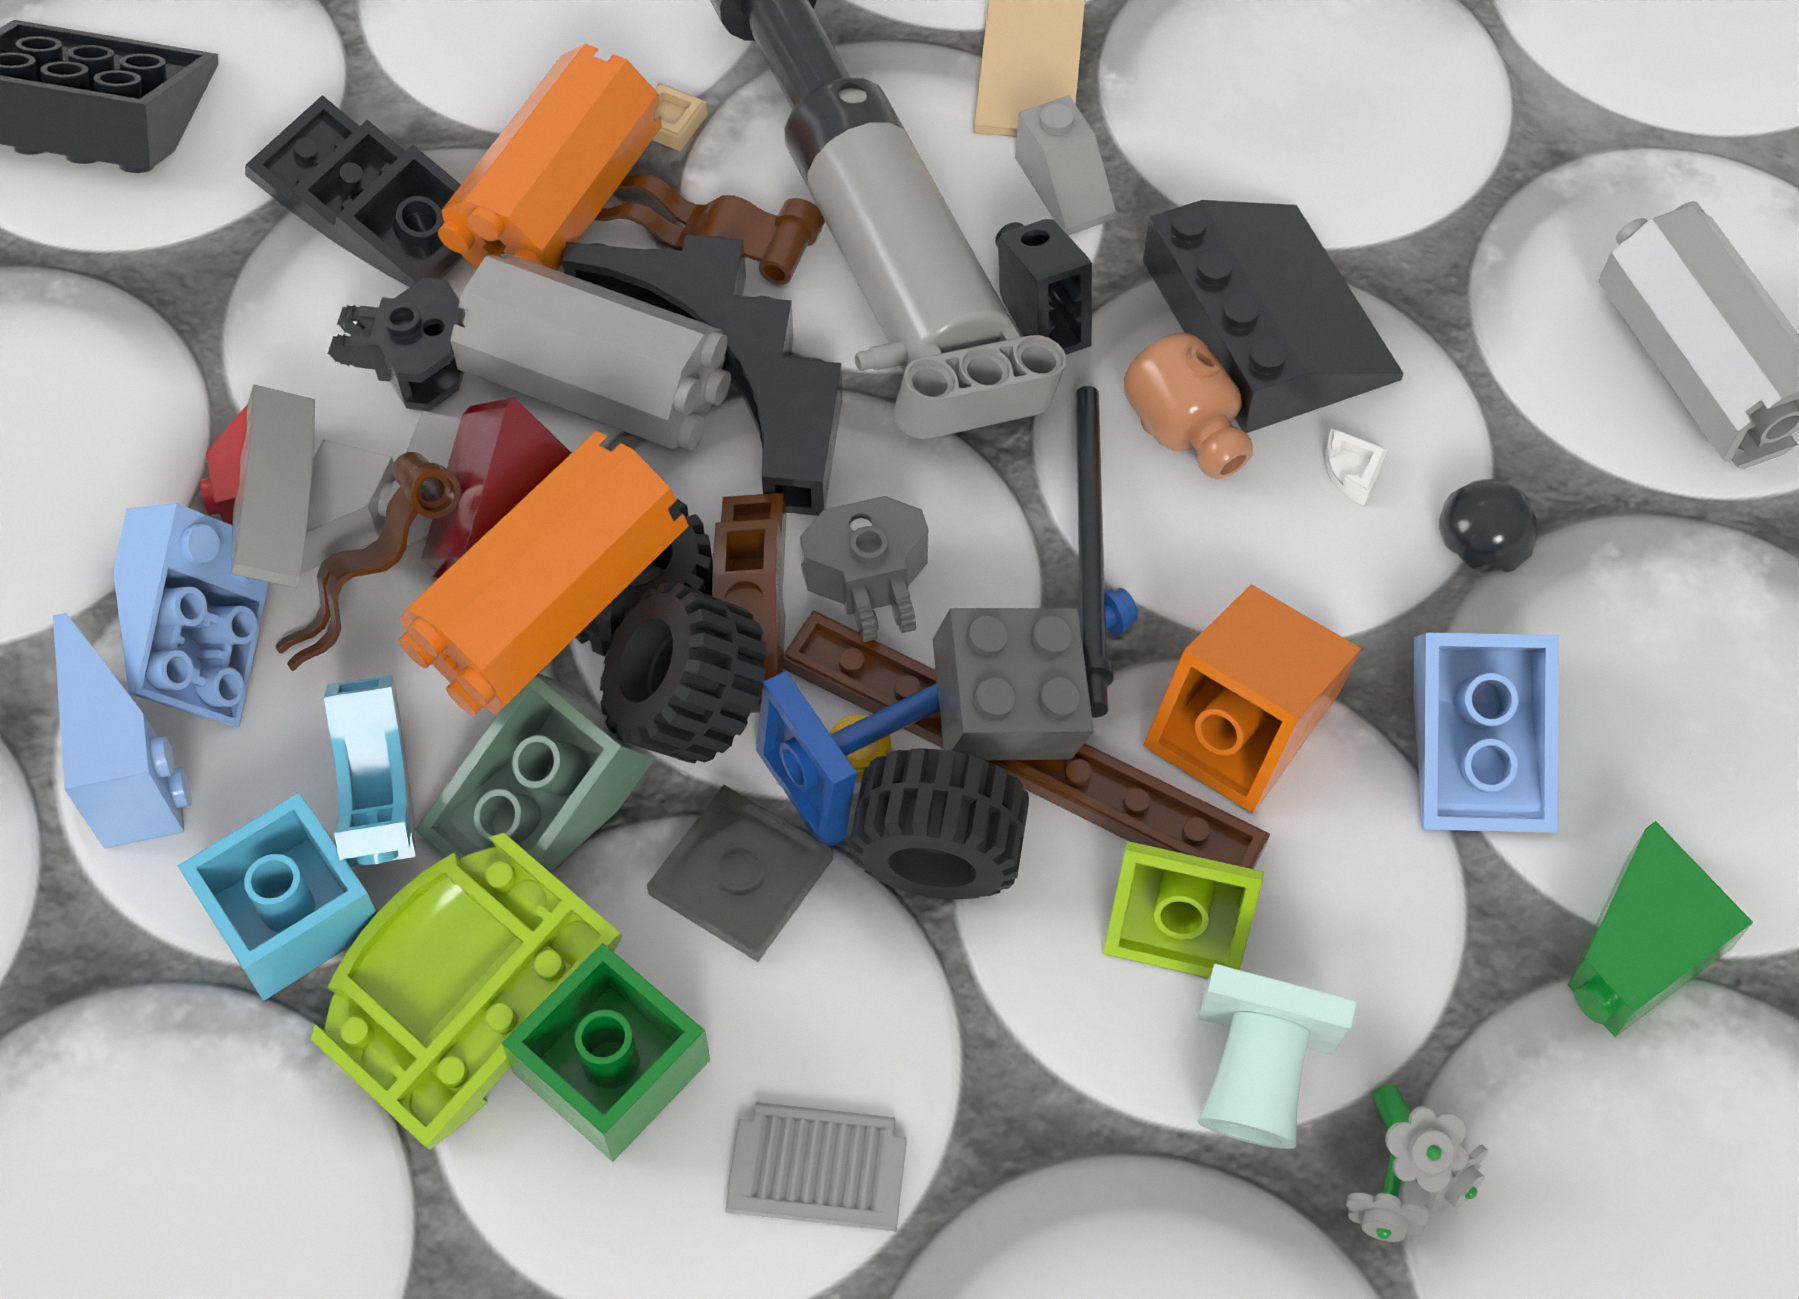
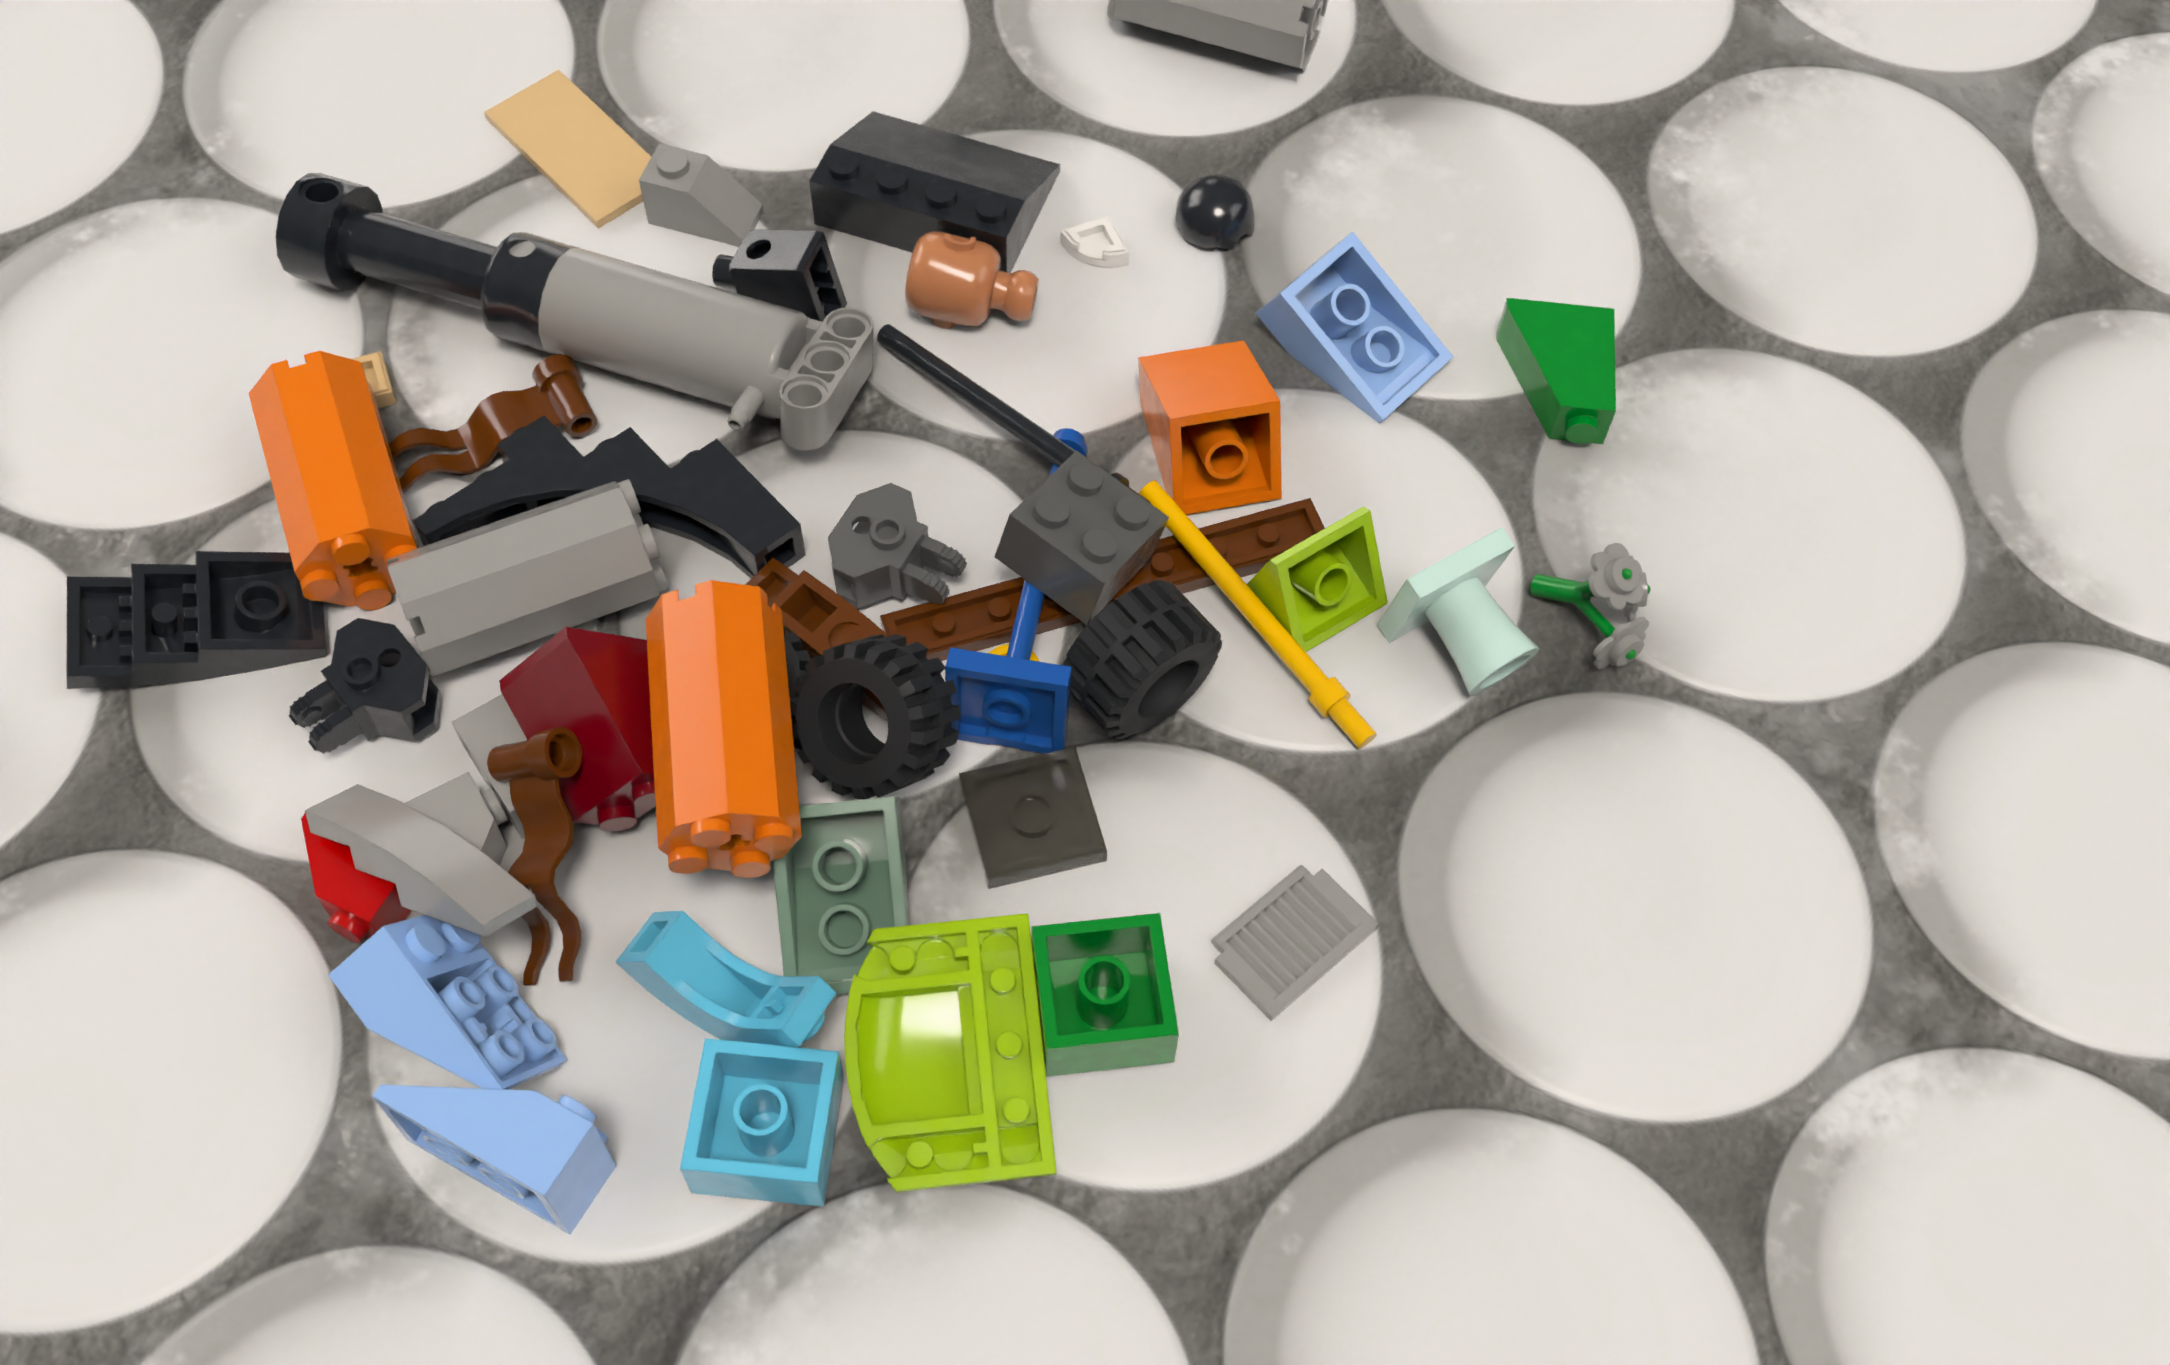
camera: 50 degrees left, 0 degrees up
(1081, 1004) = (1326, 693): none -> yellow bar

